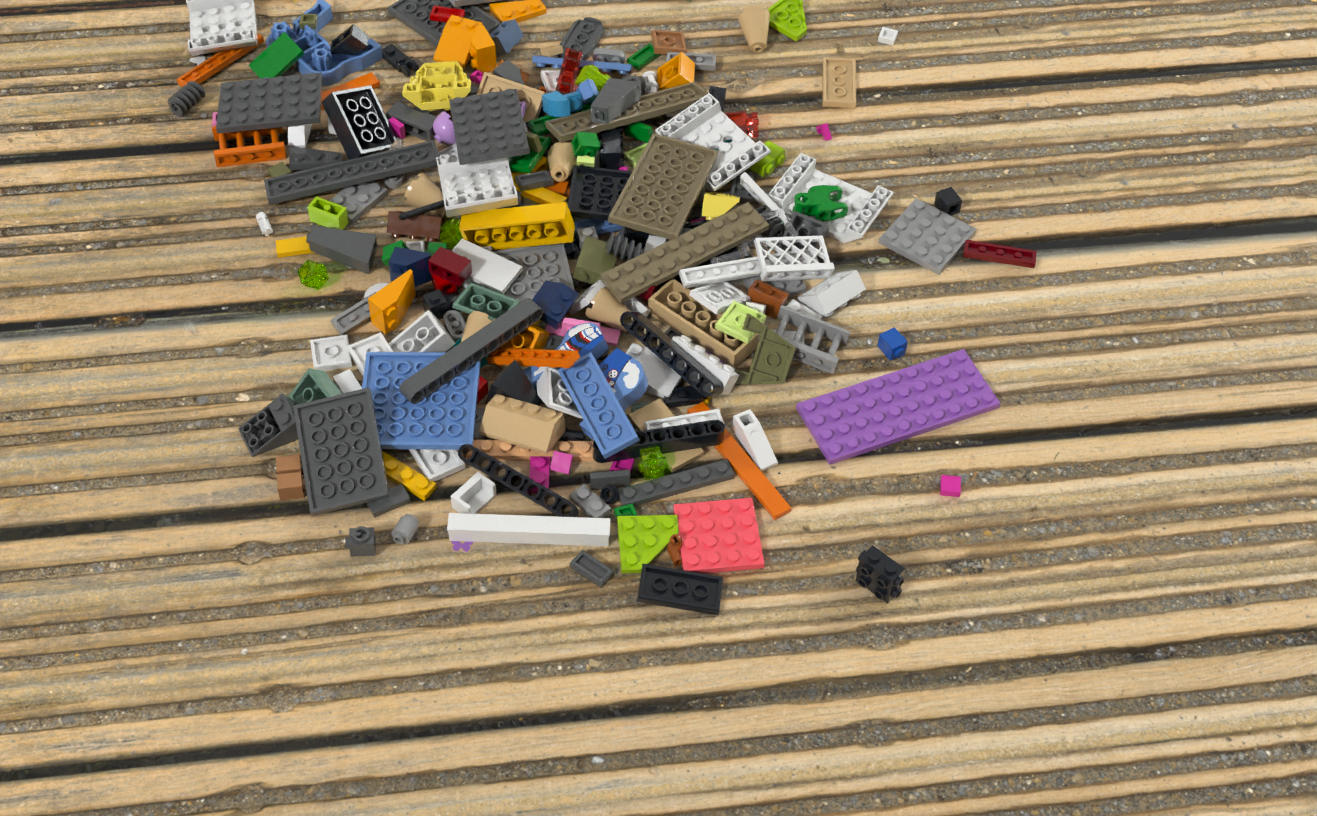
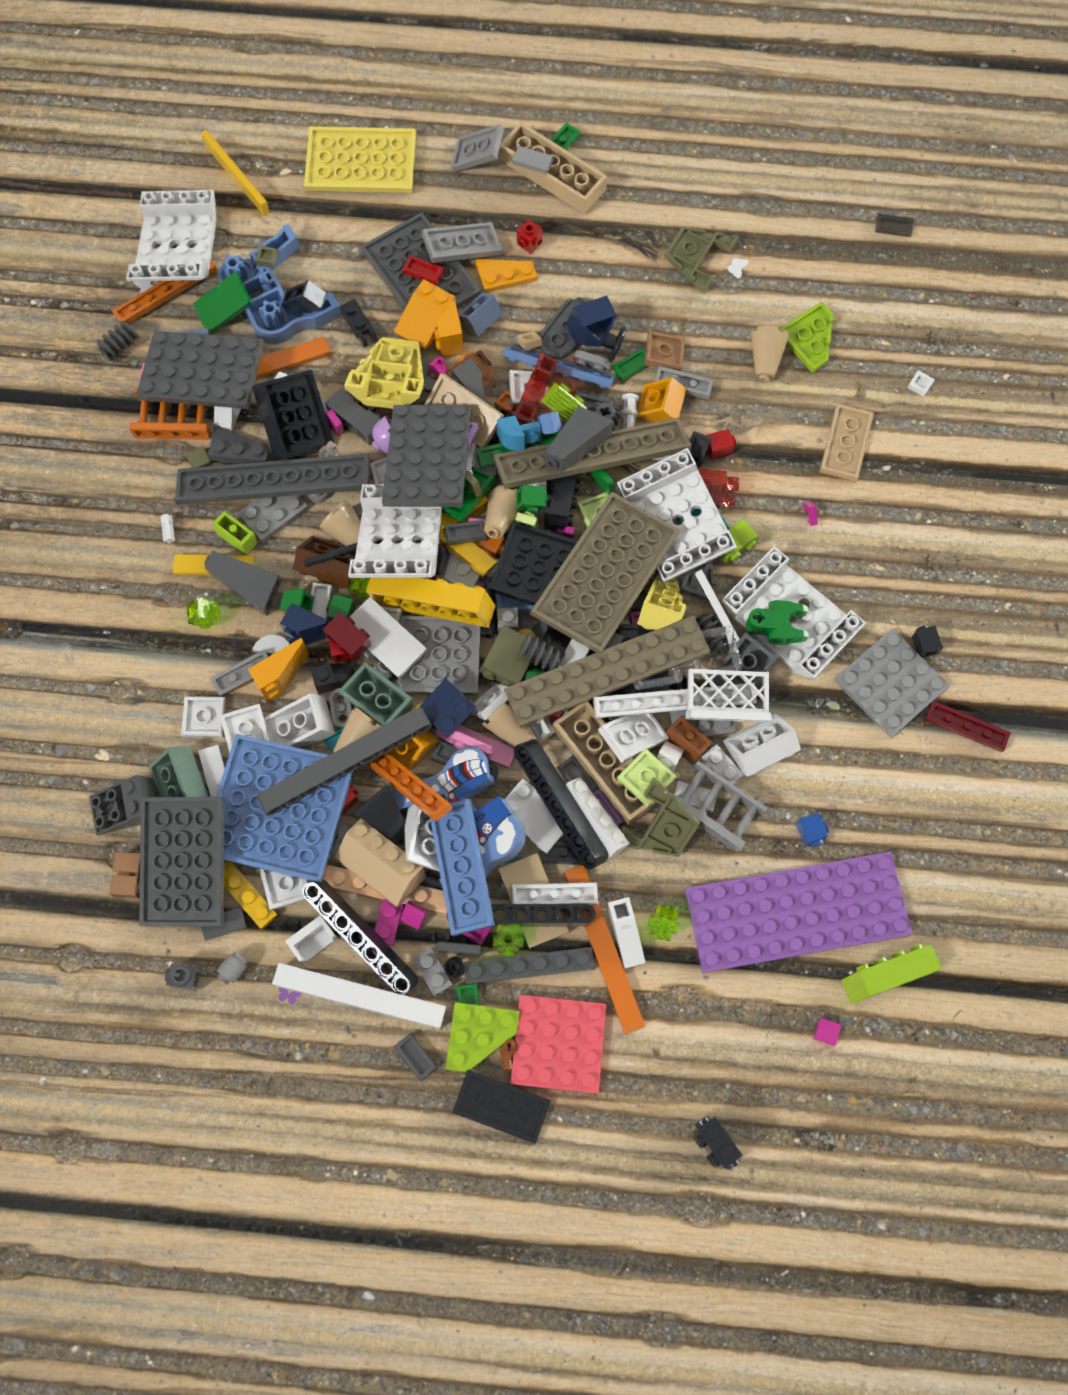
camera: 15 degrees right, 20 degrees up
(603, 26) = (592, 323): none -> dark blue piece
(735, 96) = (721, 444): none -> red brick
(785, 421) = (663, 923): none -> clear neon green brick
(989, 431) = (891, 973): none -> lime wedge

